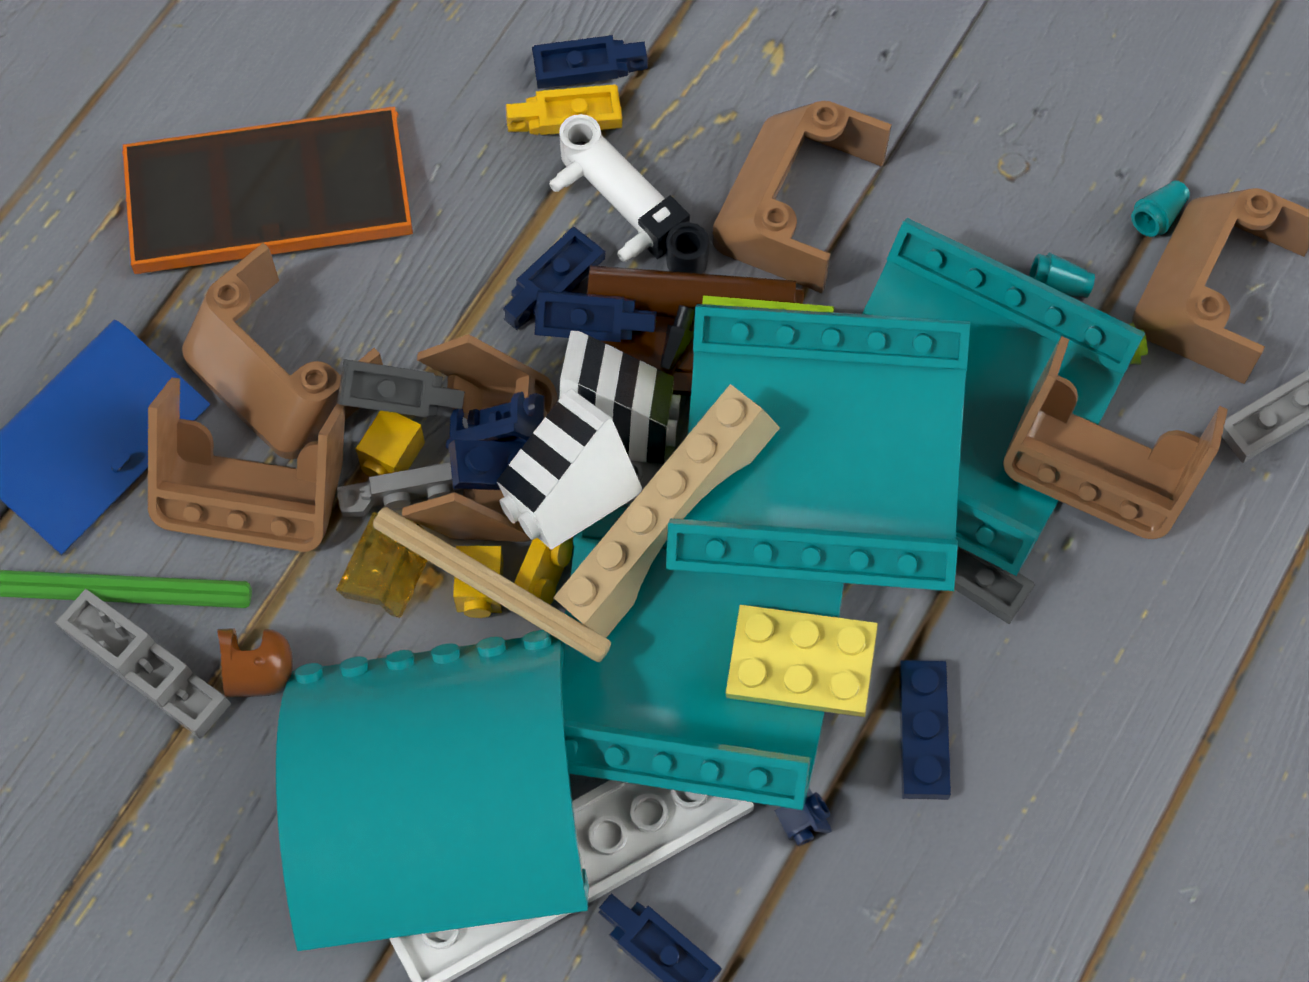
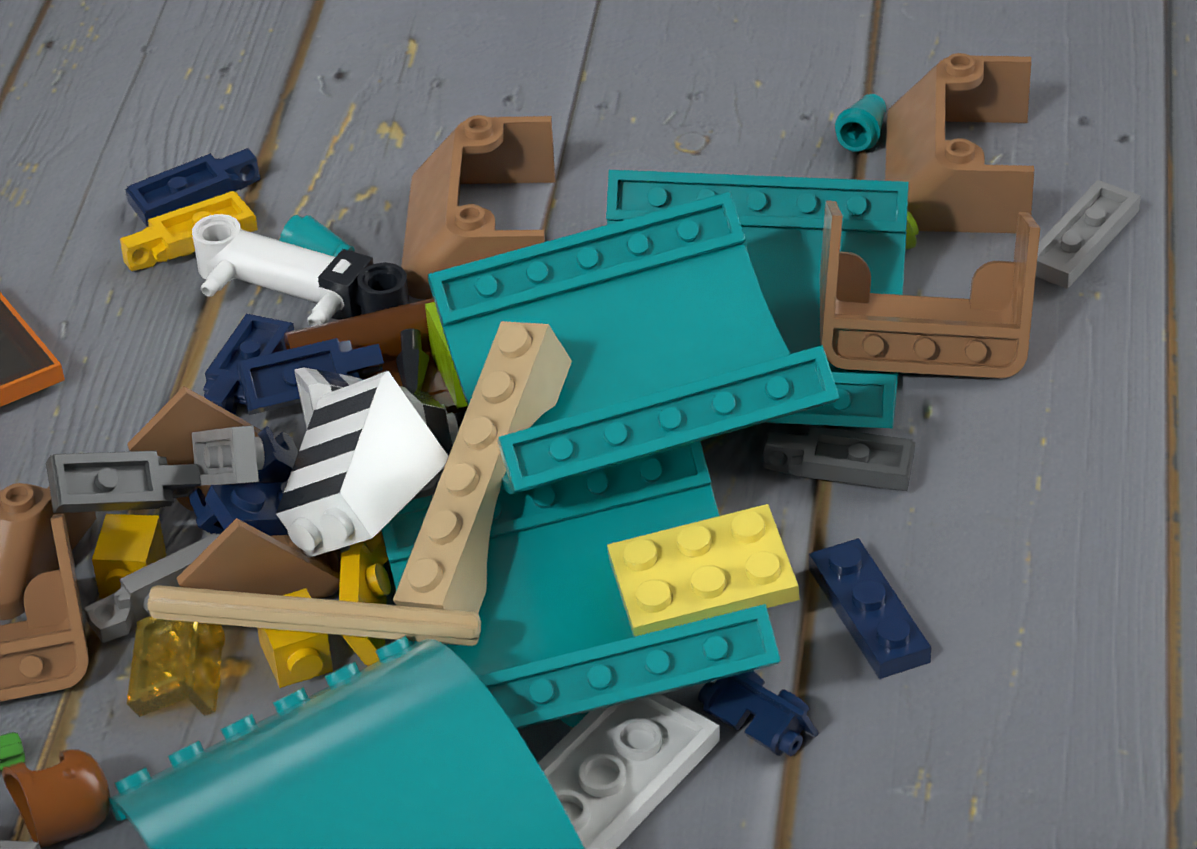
camera: 20 degrees left, 25 degrees down
(479, 414) = (228, 455): none -> light grey plate
(658, 167) = (312, 235): none -> teal cone

